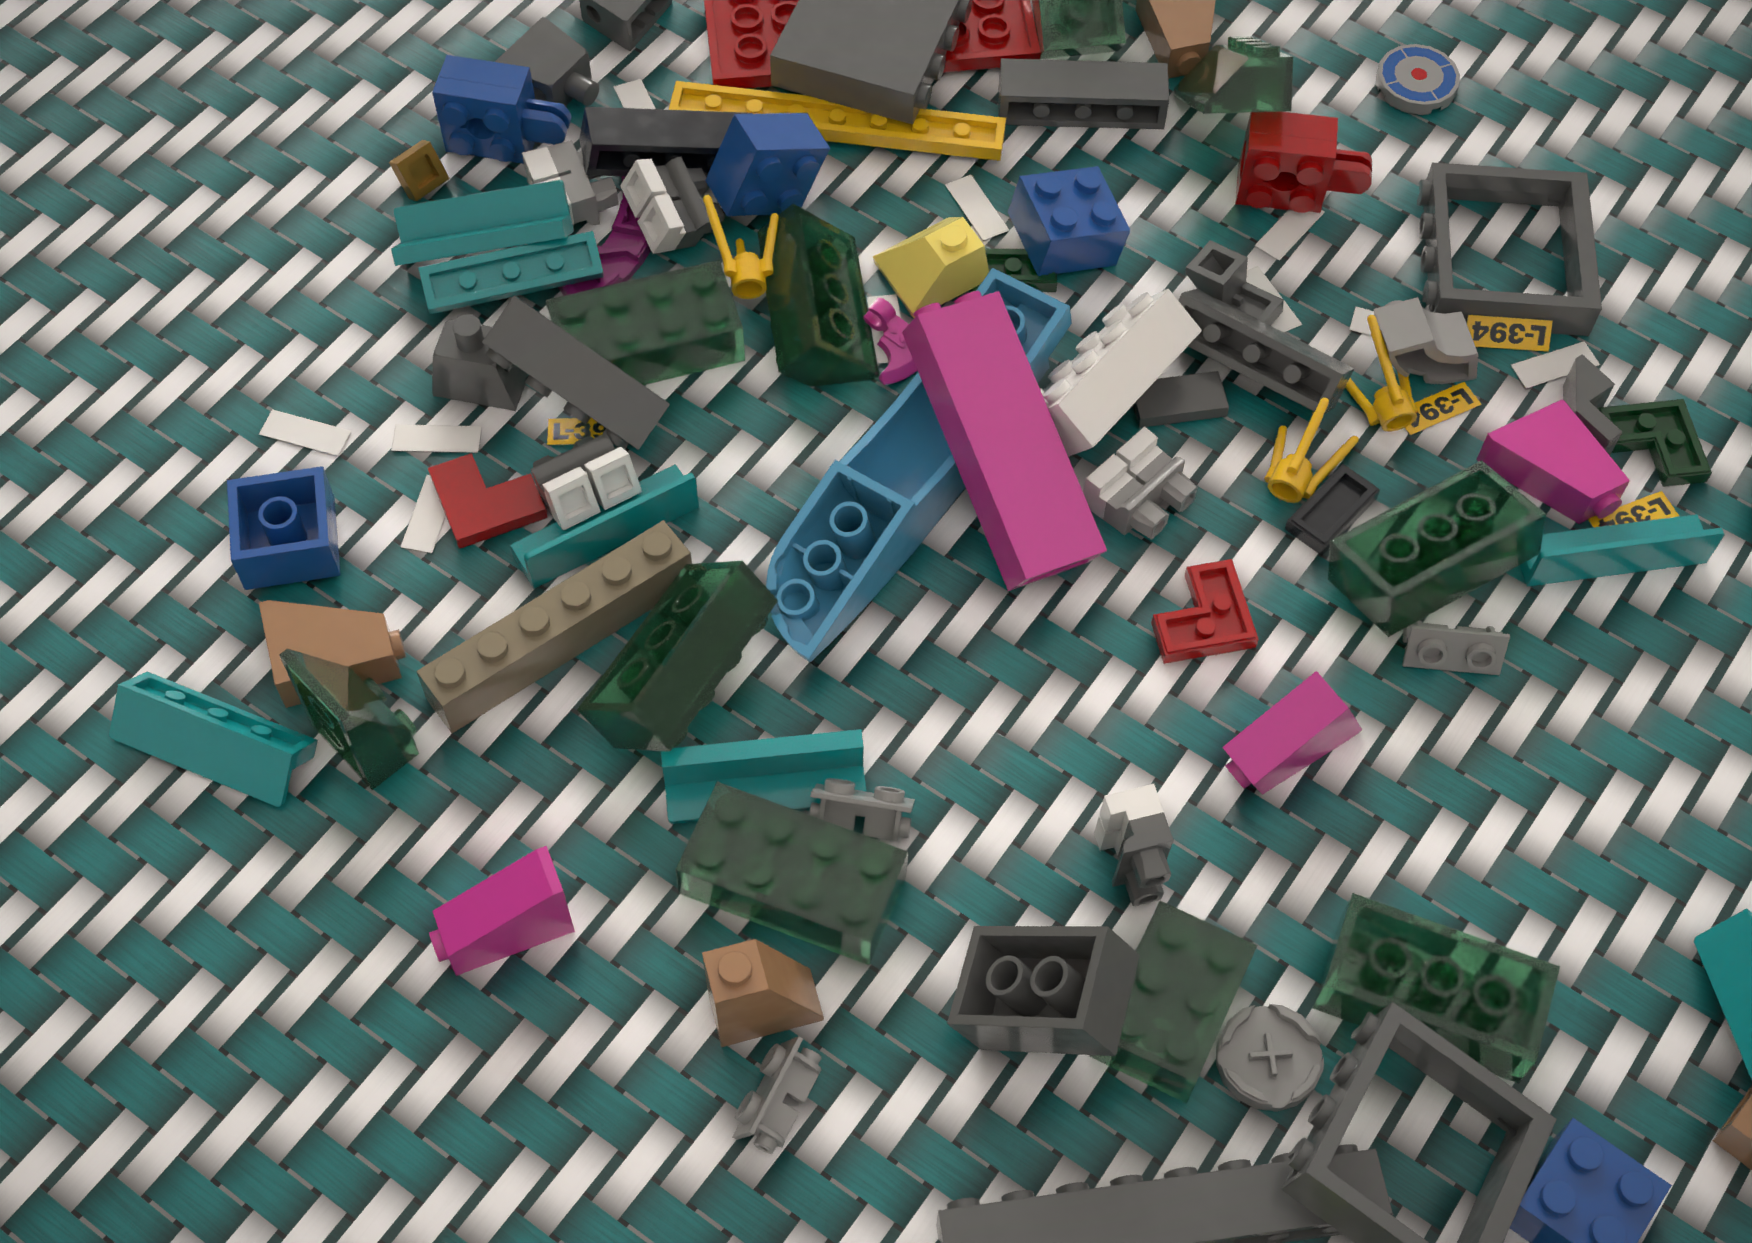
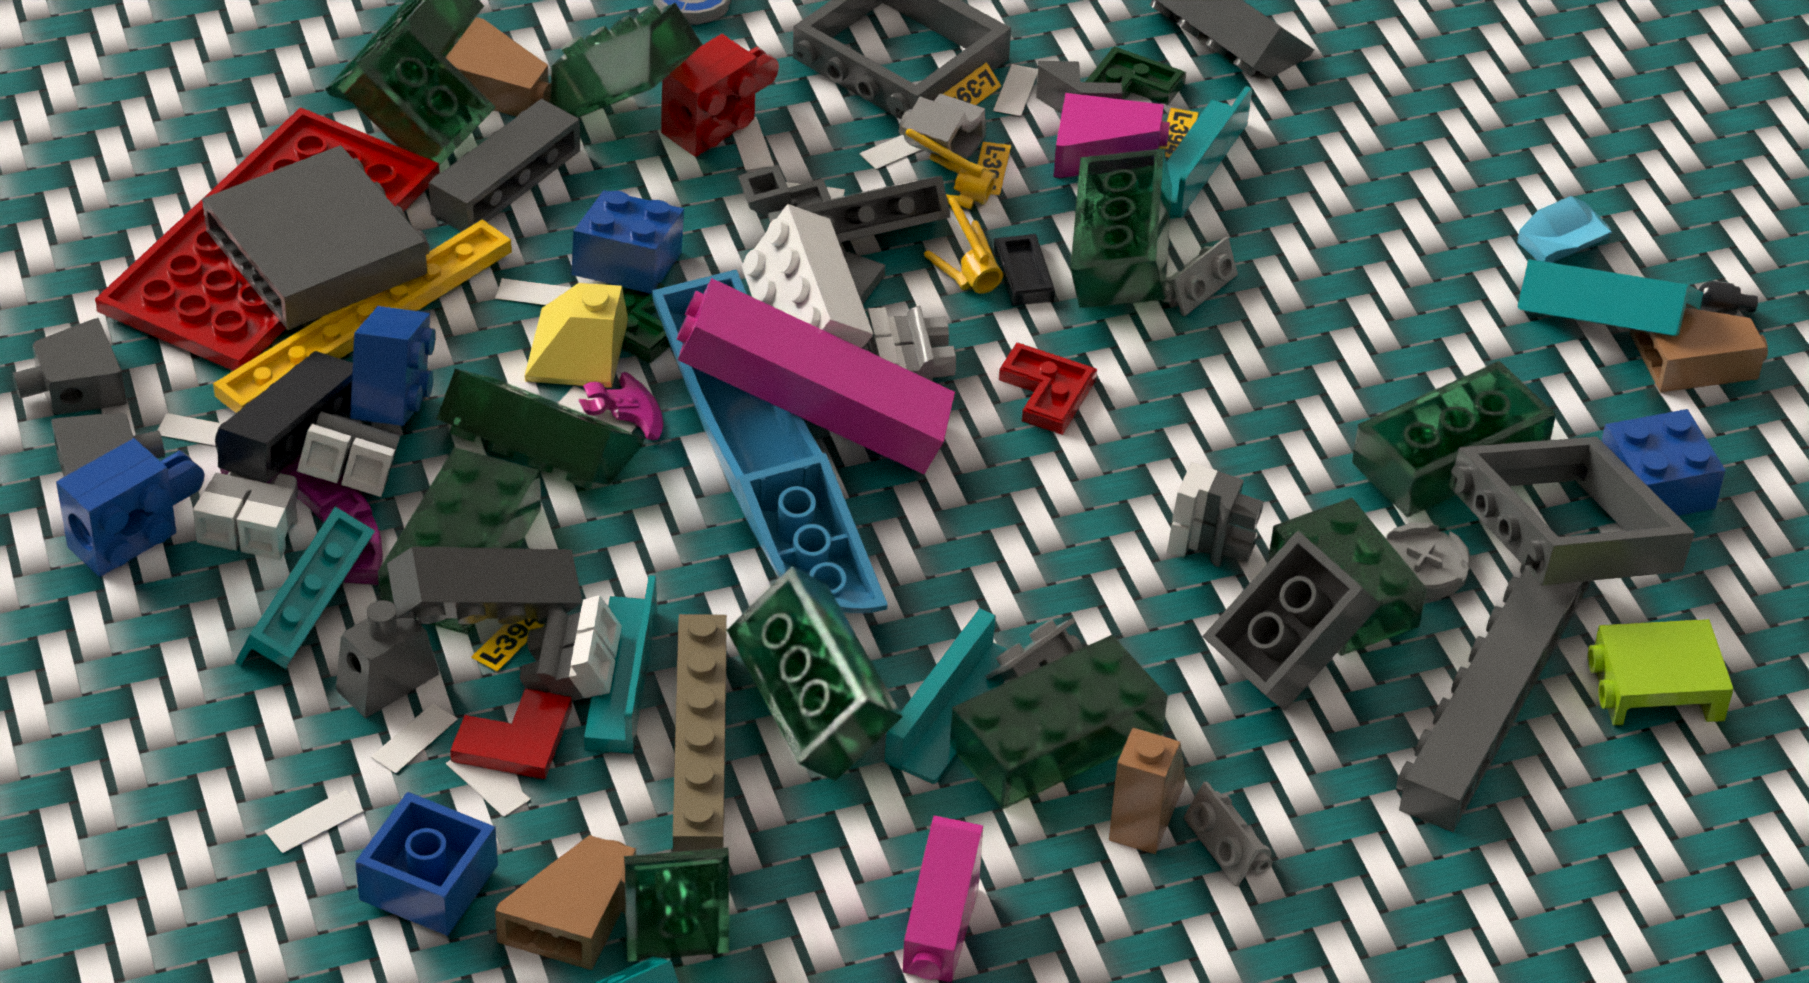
camera: 55 degrees left, 15 degrees down
(419, 170) = (115, 596): pearl gold tile -> none
(482, 222) = (239, 576): teal panel -> none
(745, 269) = (477, 439): yellow plant -> none
(1291, 735) = (1198, 390): dark pink slope -> none

